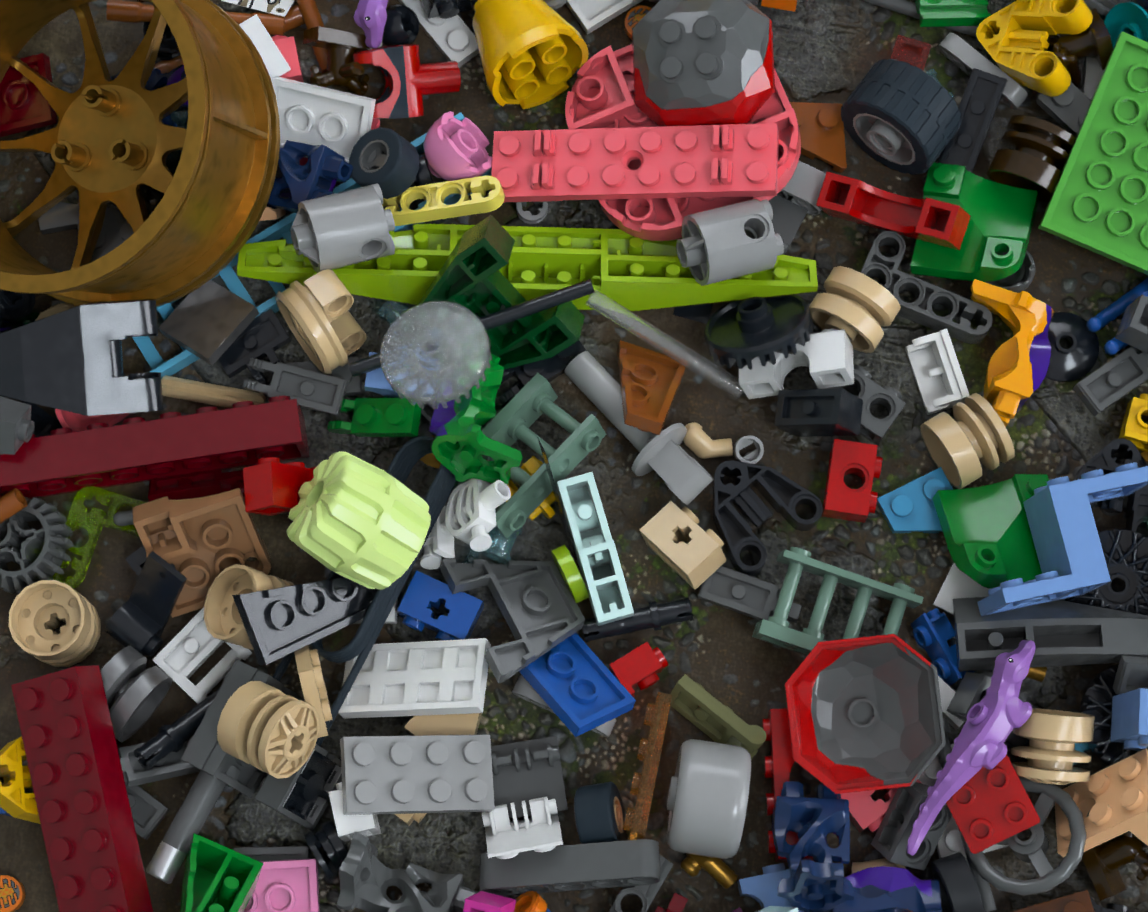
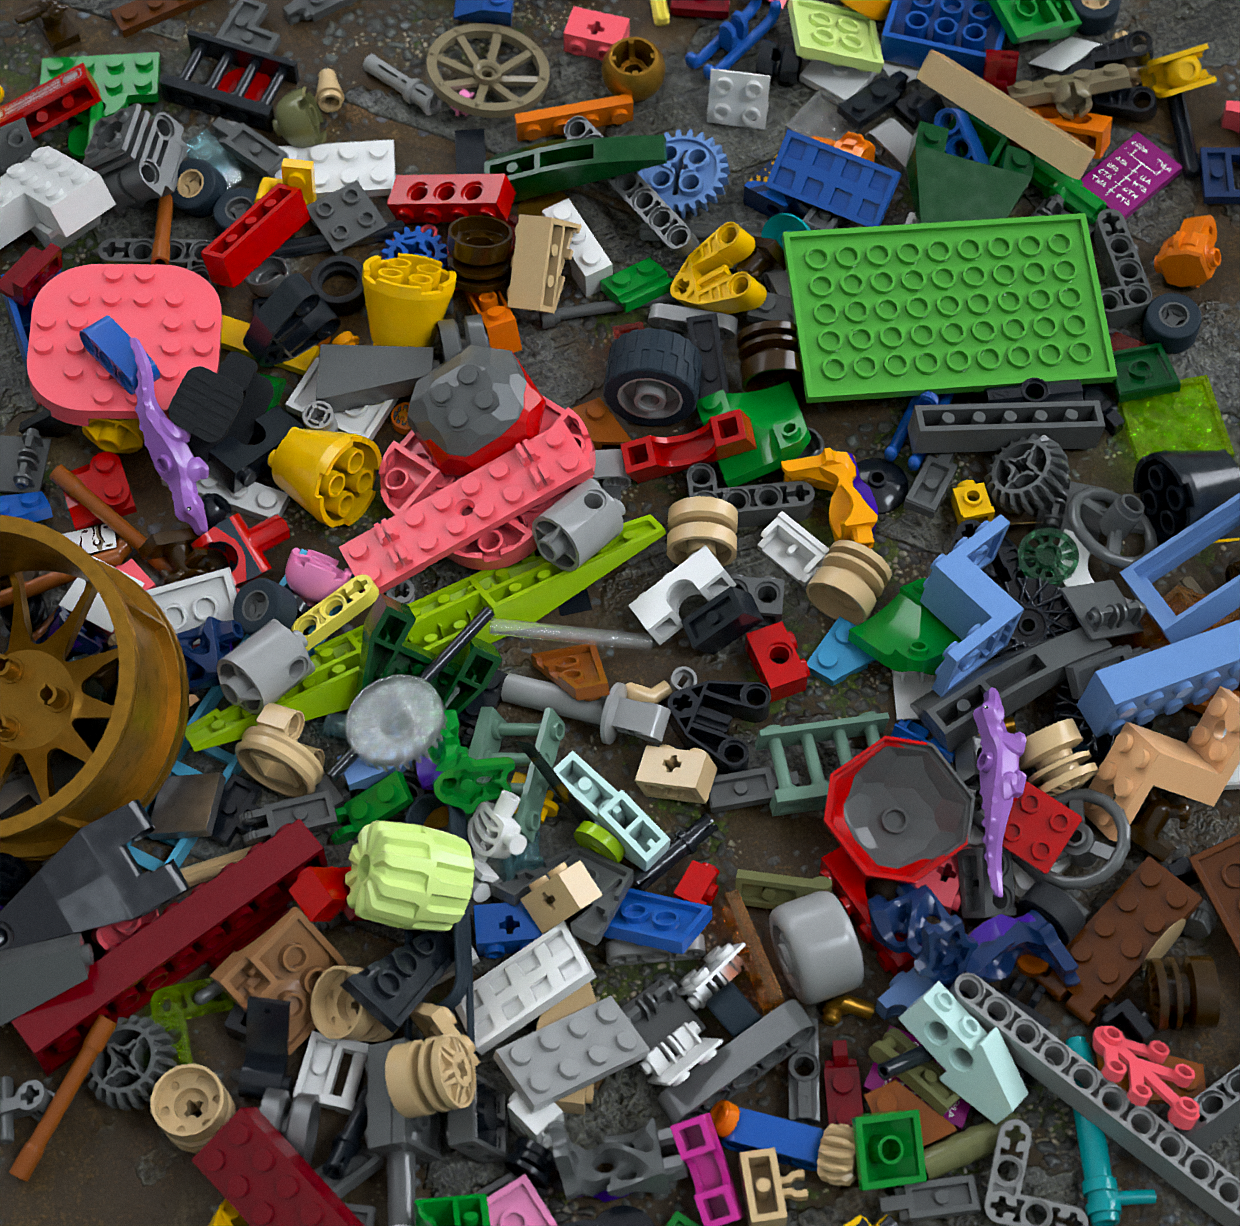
camera: 30 degrees left, 15 degrees down
(495, 613) = (560, 896): none -> tan brick
(614, 754) = (721, 965): none -> white hinge
(758, 329) = (636, 581): black wheel -> none

